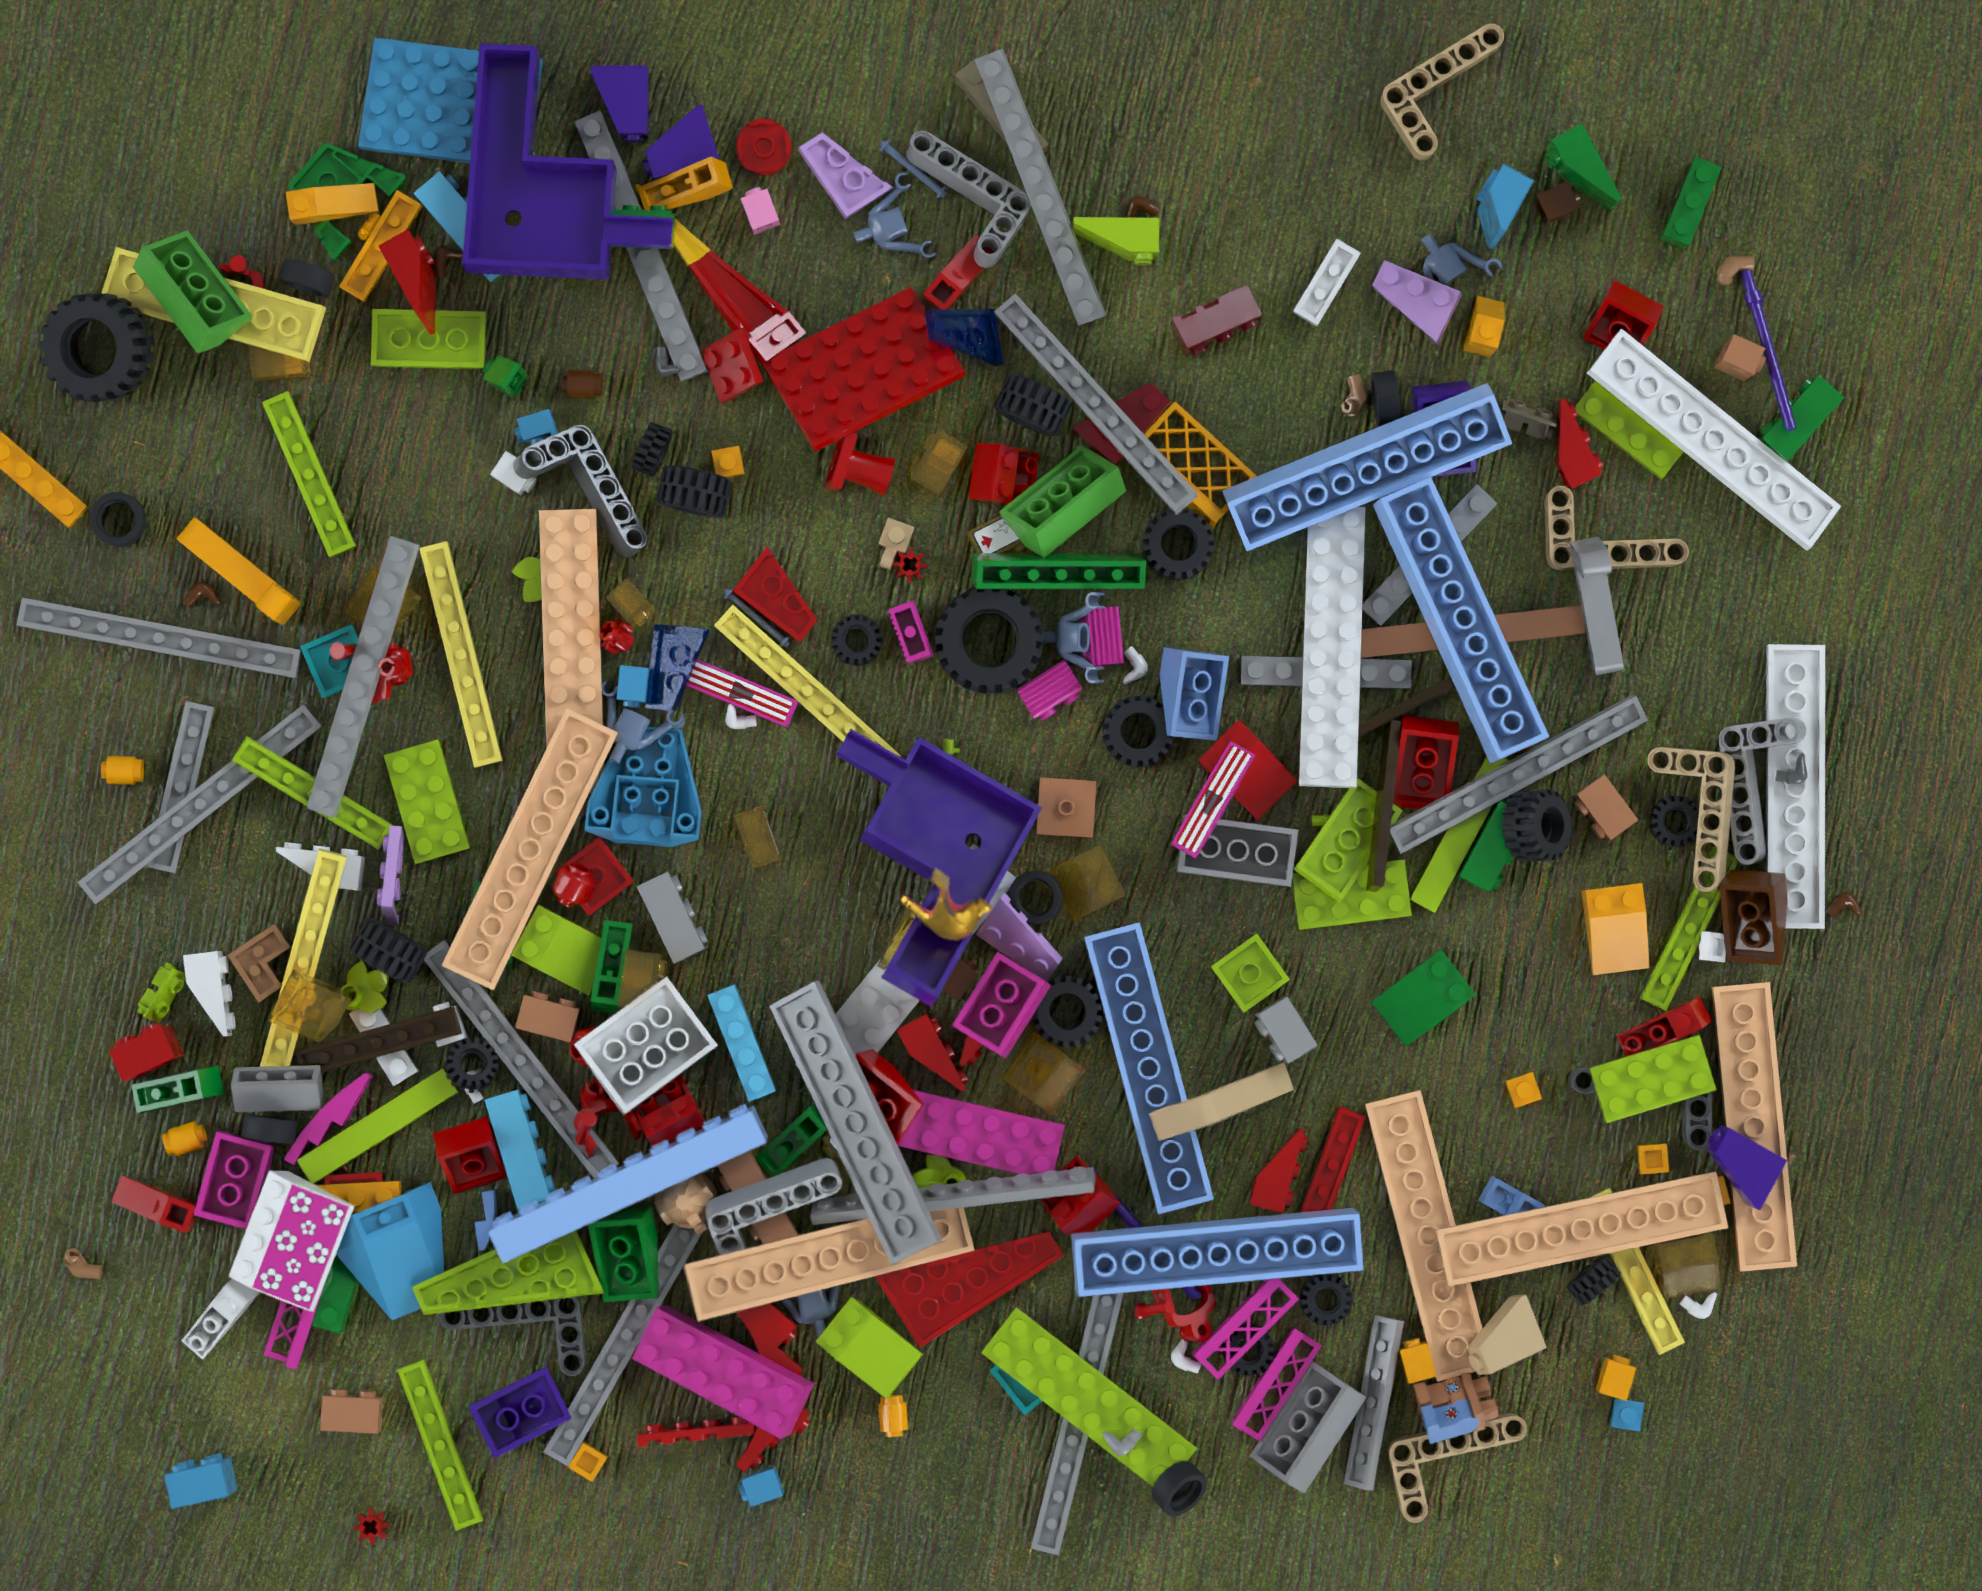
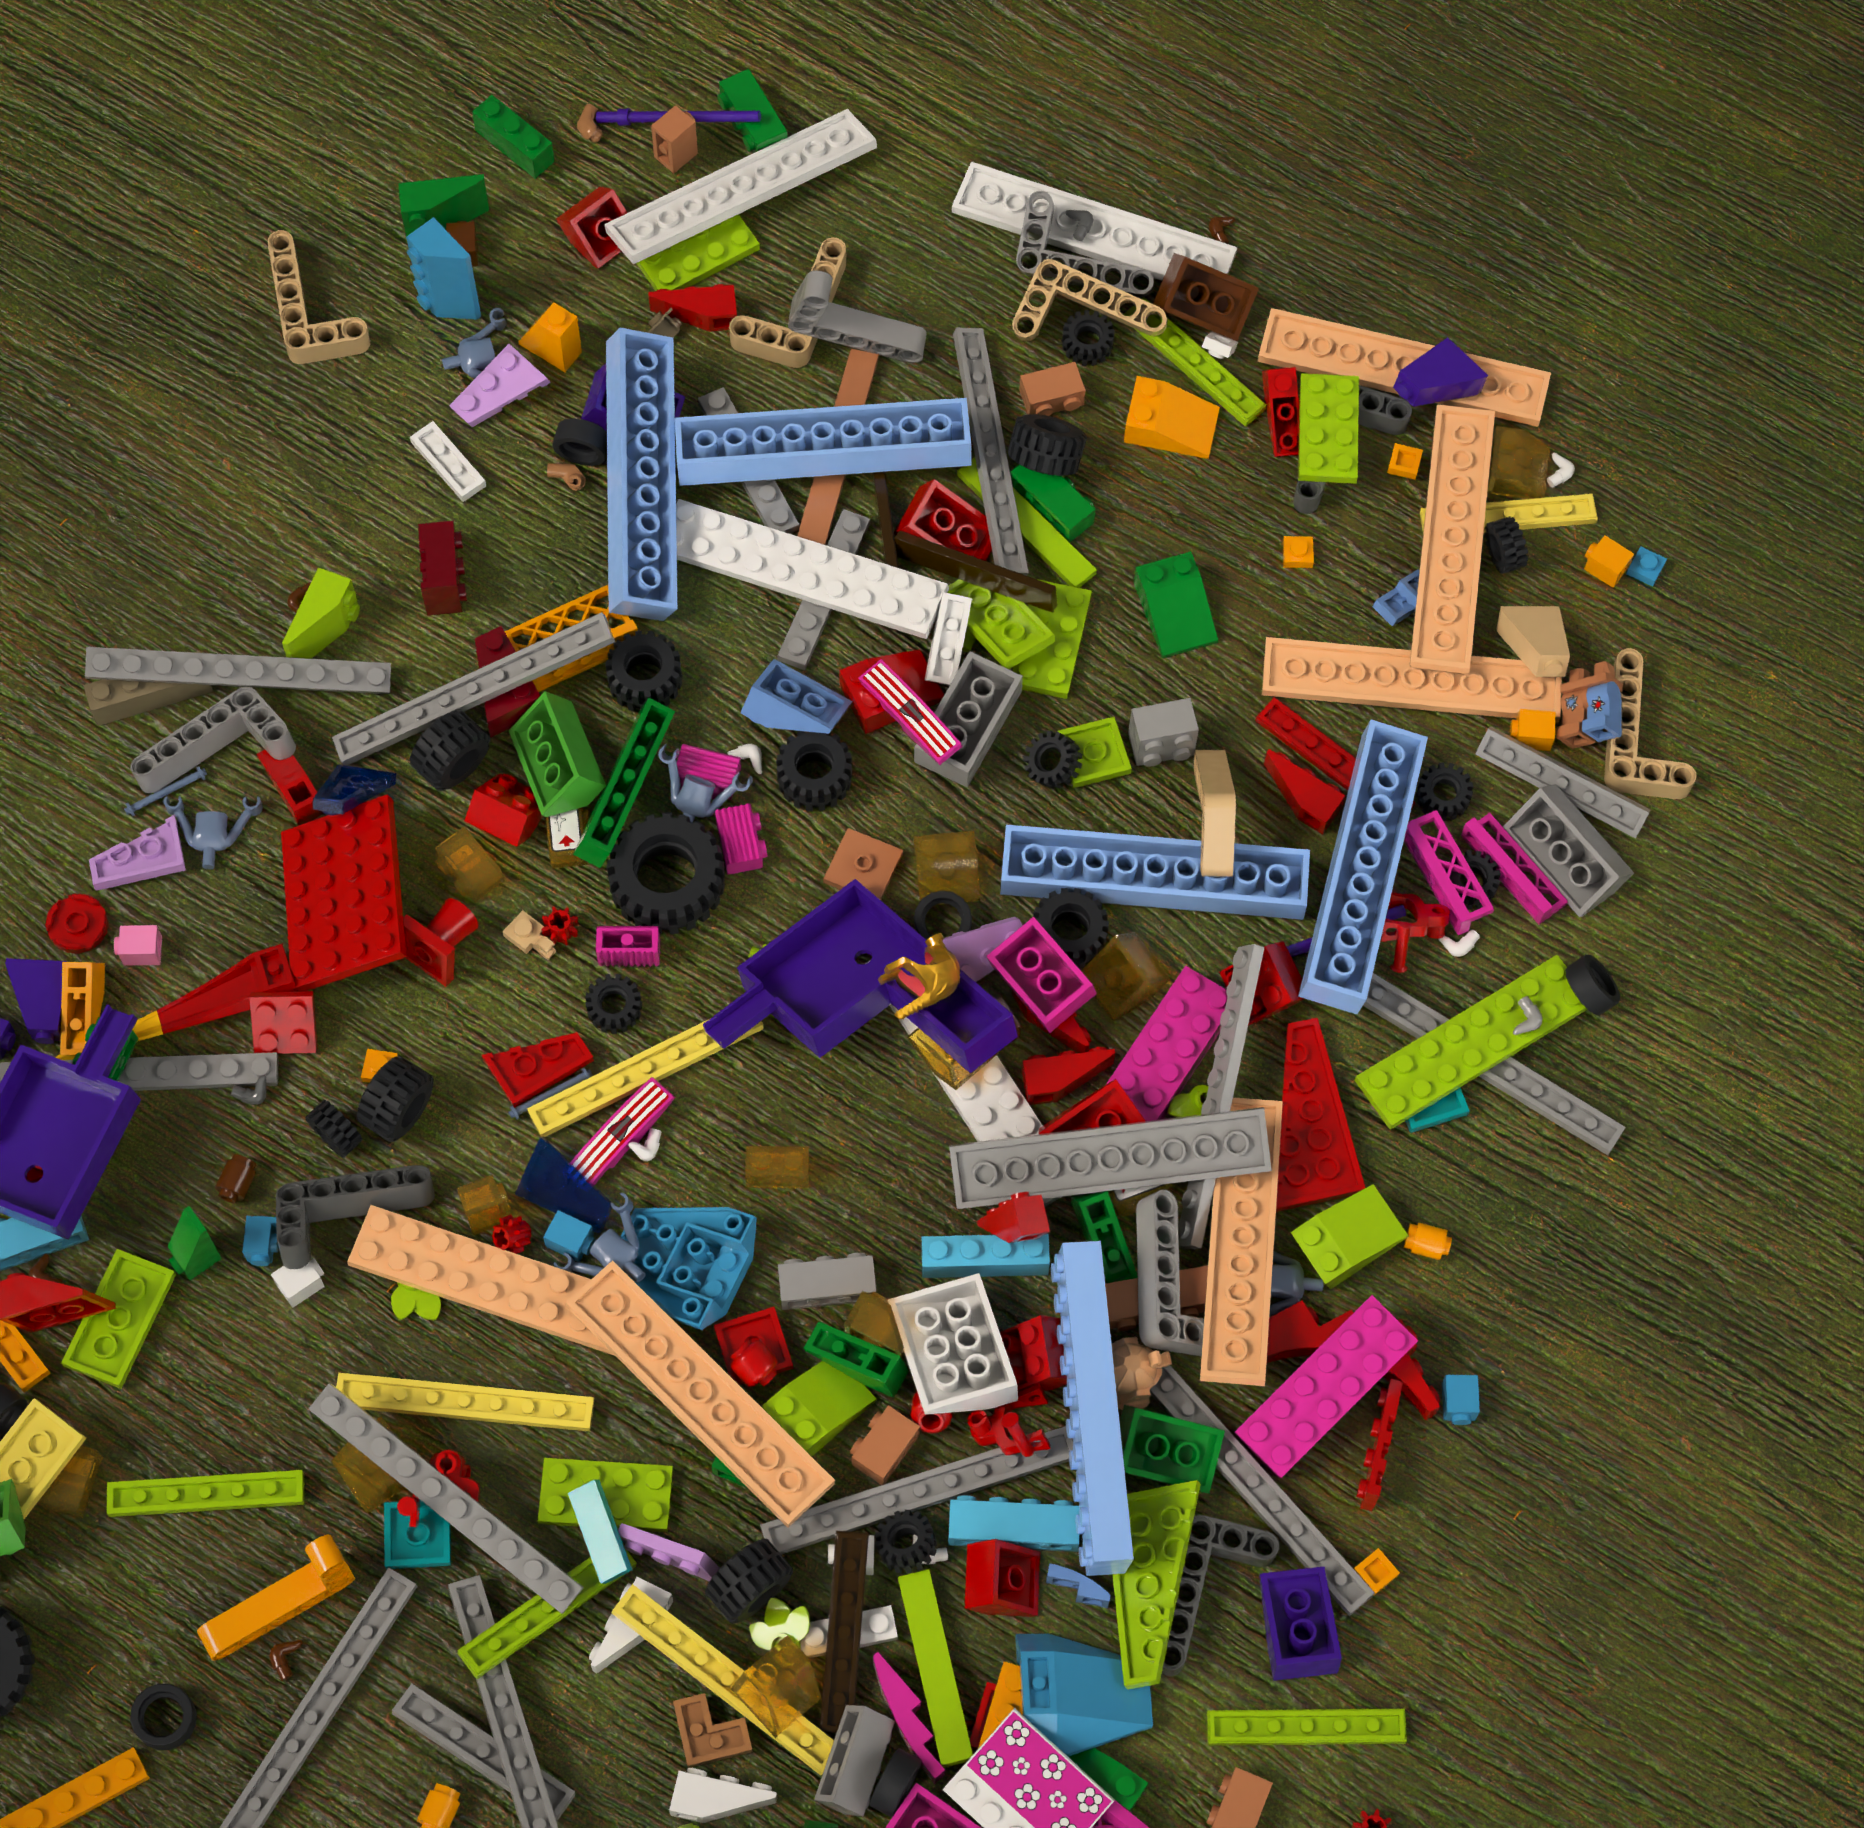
camera: 70 degrees left, 20 degrees down
(387, 811) = (600, 1531): none -> tile
(770, 1061) = (1017, 1219): none -> red slope
(1216, 928) = (1038, 756): none -> black tyre
(1307, 805) = (948, 638): none -> white plate

